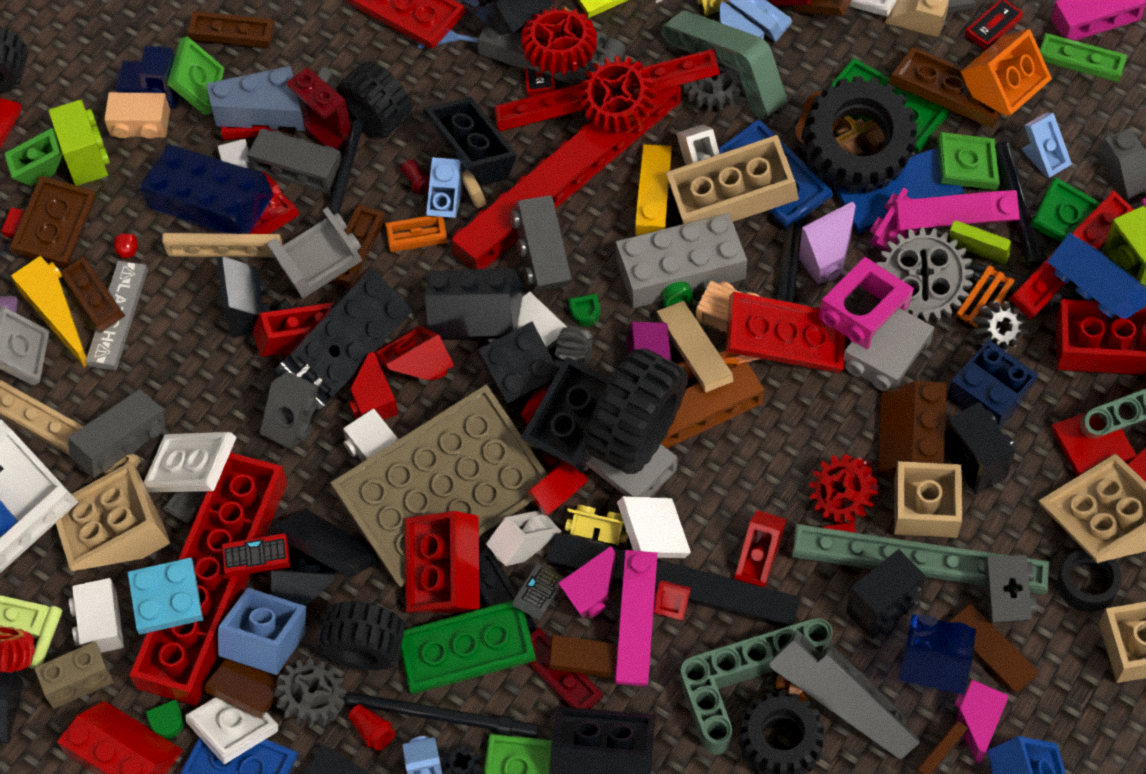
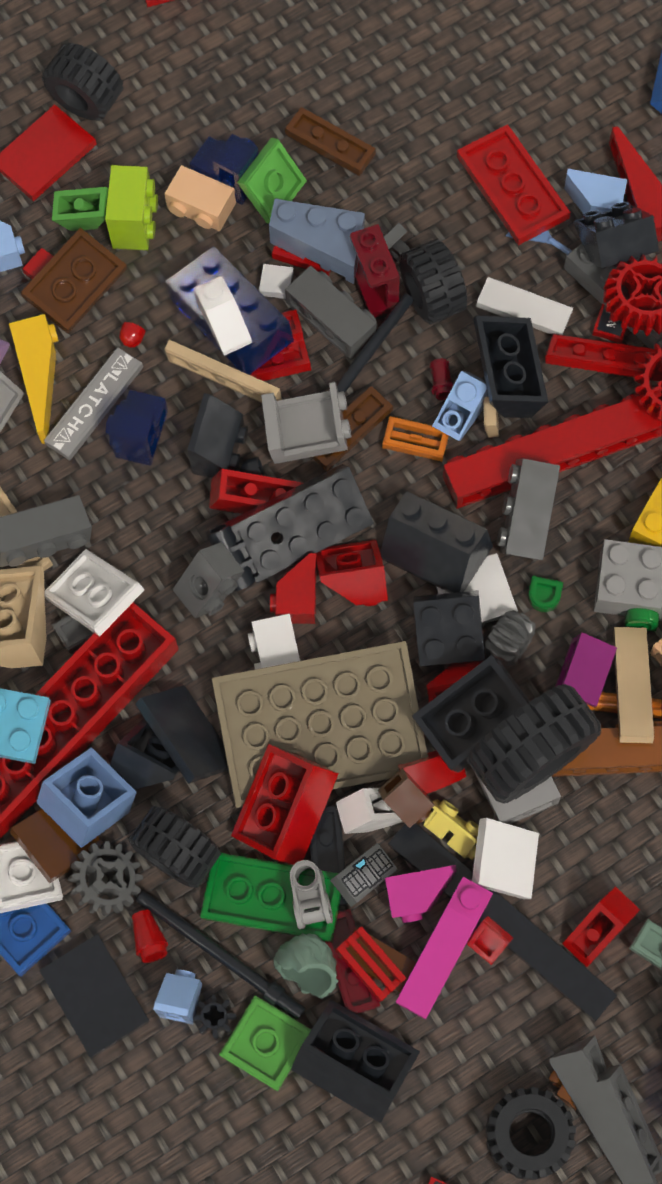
camera: 25 degrees right, 10 degrees up
(92, 294) = (78, 373): reddish brown tile -> none
(166, 316) = (137, 427): none -> clear blue brick
(204, 187) = (222, 315): none -> white slope
(256, 555) = (110, 721): tile -> none
(484, 93) = (515, 302): none -> white tile
(503, 626) = (310, 897): none -> light grey piece
(524, 685) = (307, 963): none -> sand green hair
(547, 510) = (406, 798): none -> reddish brown brick
(604, 665) = (379, 954): none -> red tile
(744, 669) = (526, 1044): sand green beam -> none

